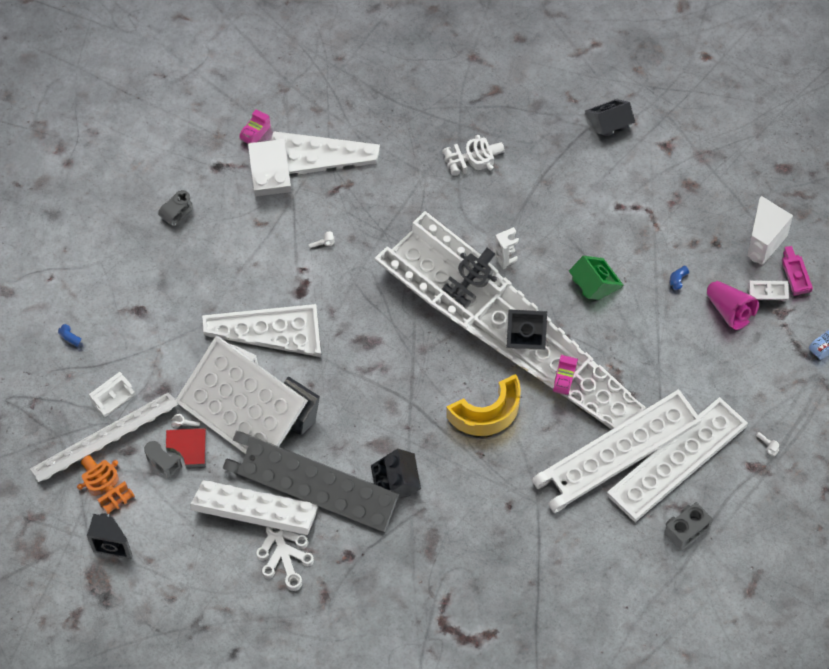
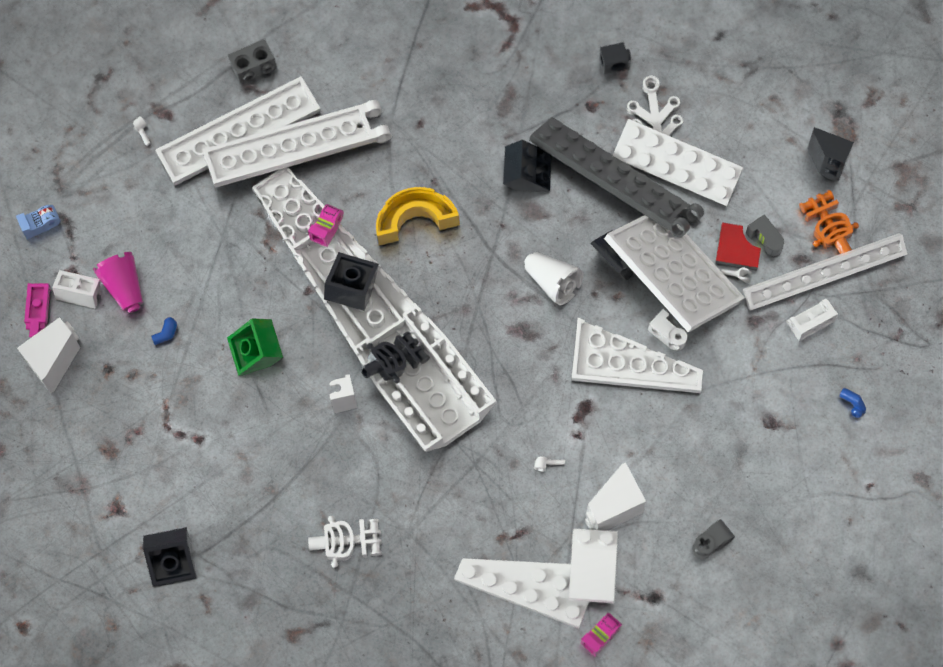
camera: 165 degrees left, 10 degrees up
(259, 212) = (616, 501): none -> white slope
(334, 600) = (614, 58): none -> black brick
(350, 381) = (554, 276): none -> white cone

